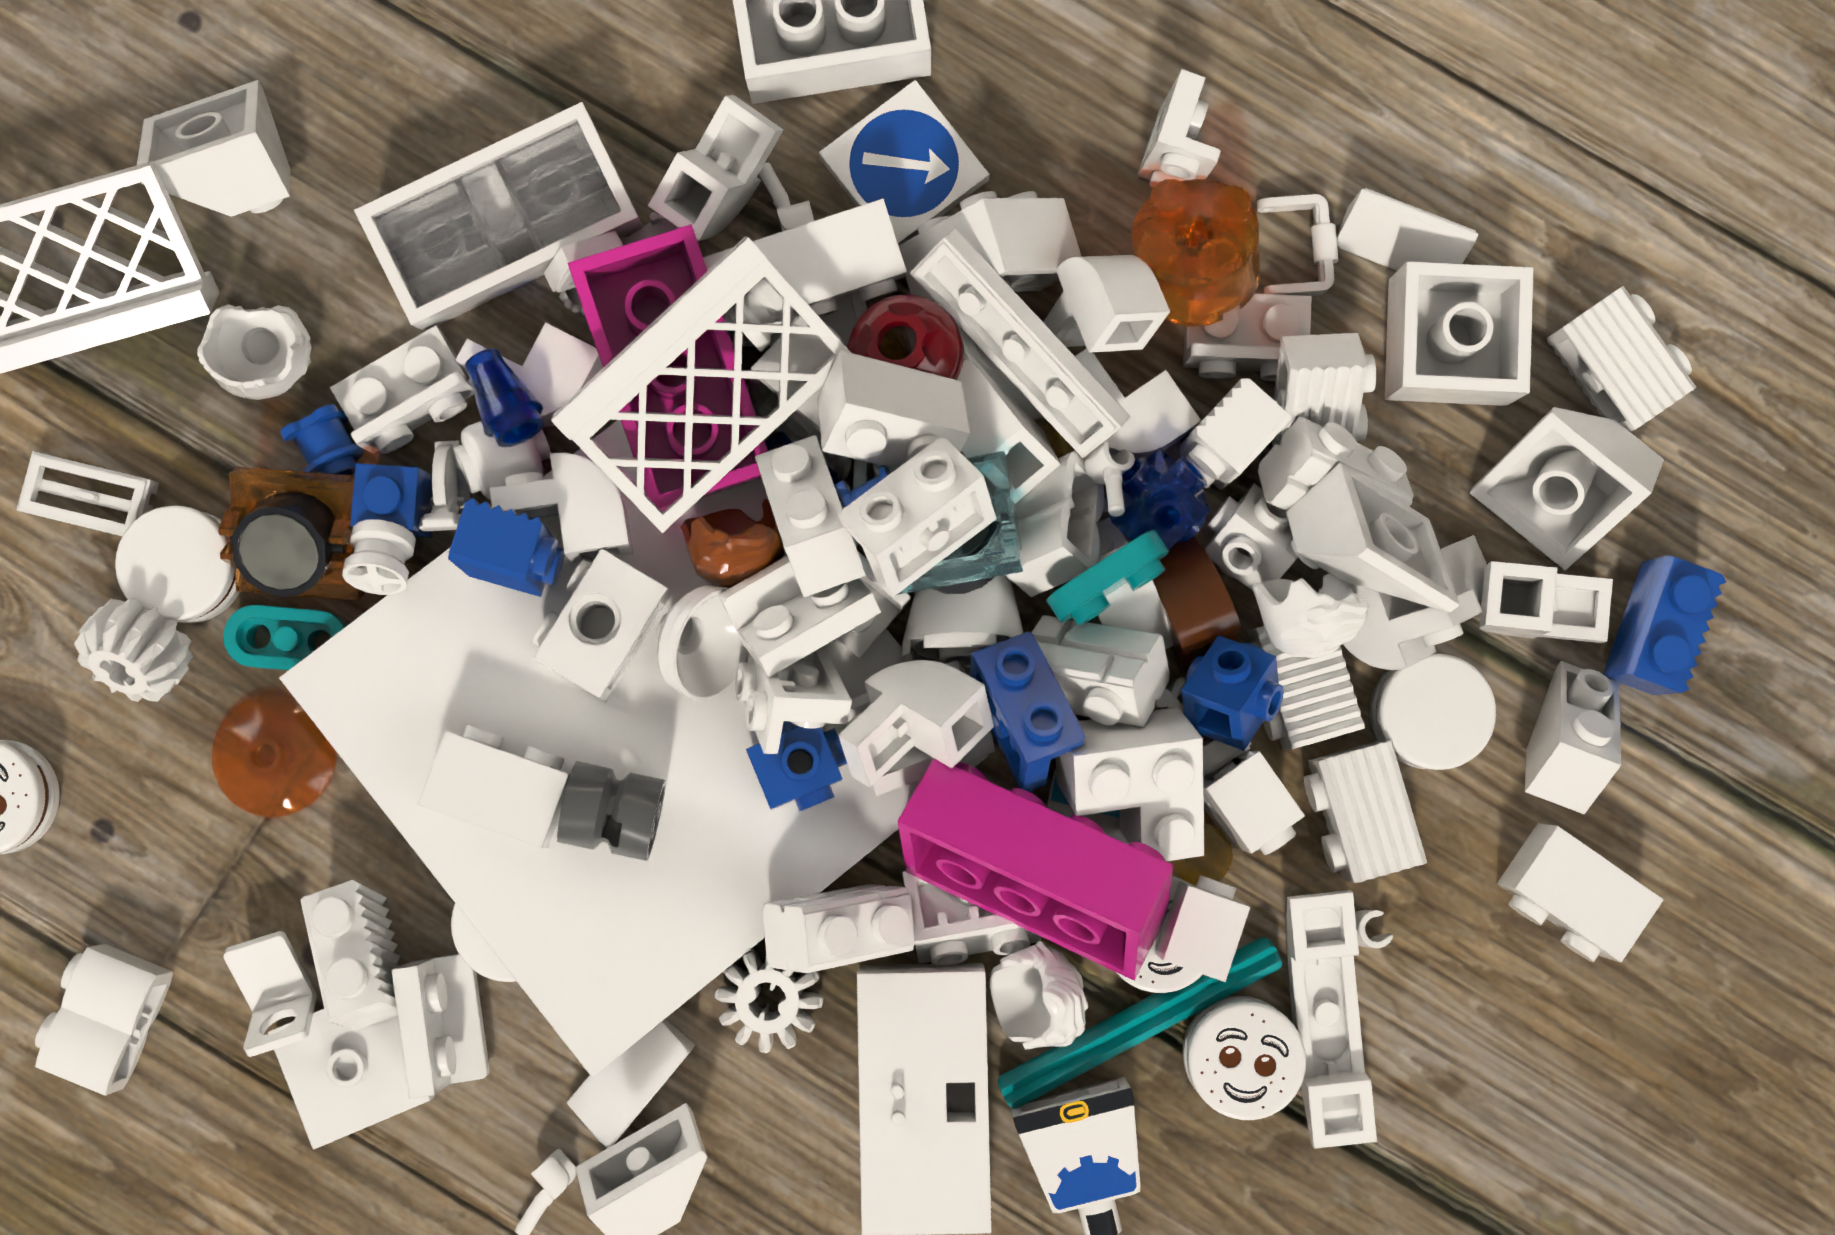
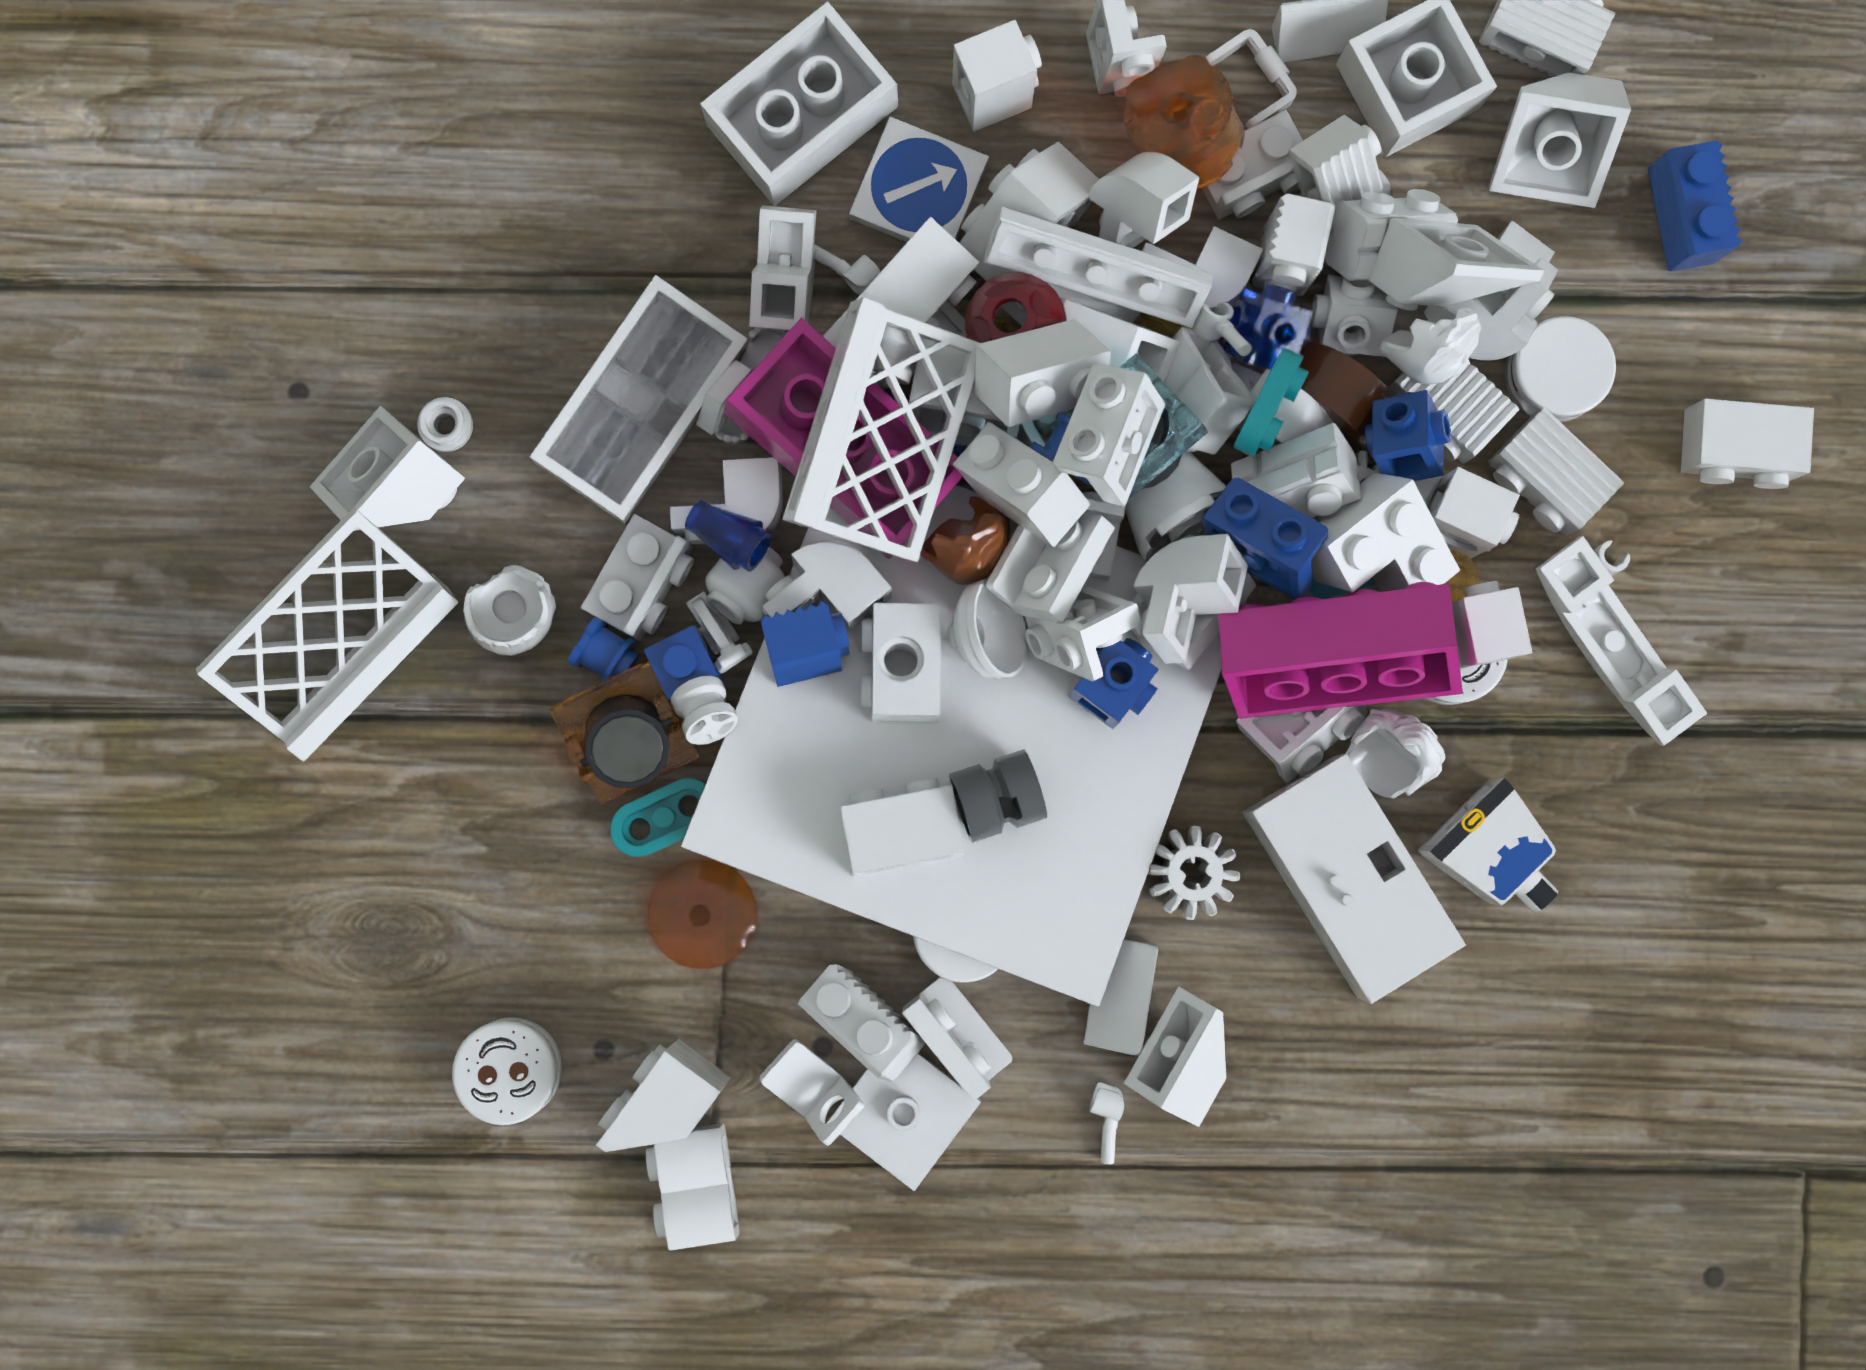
camera: 35 degrees left, 0 degrees up
(34, 483) = (485, 787): white tile -> none
(117, 918) = (668, 1104): none -> white slope
(133, 650) = (554, 891): white gear -> none
(175, 564) = (545, 809): white head -> none
(295, 121) = (433, 413): none -> white plate
(838, 927) = (1217, 786): white brick -> none
(1038, 96) = (995, 74): none -> white brick
(1134, 1026) = (1474, 737): teal axle -> none
(1244, 1057) = (1571, 709): white head -> none
(1541, 603) = (1597, 239): white brick -> none
(1575, 739) = (1677, 328): white slope -> none

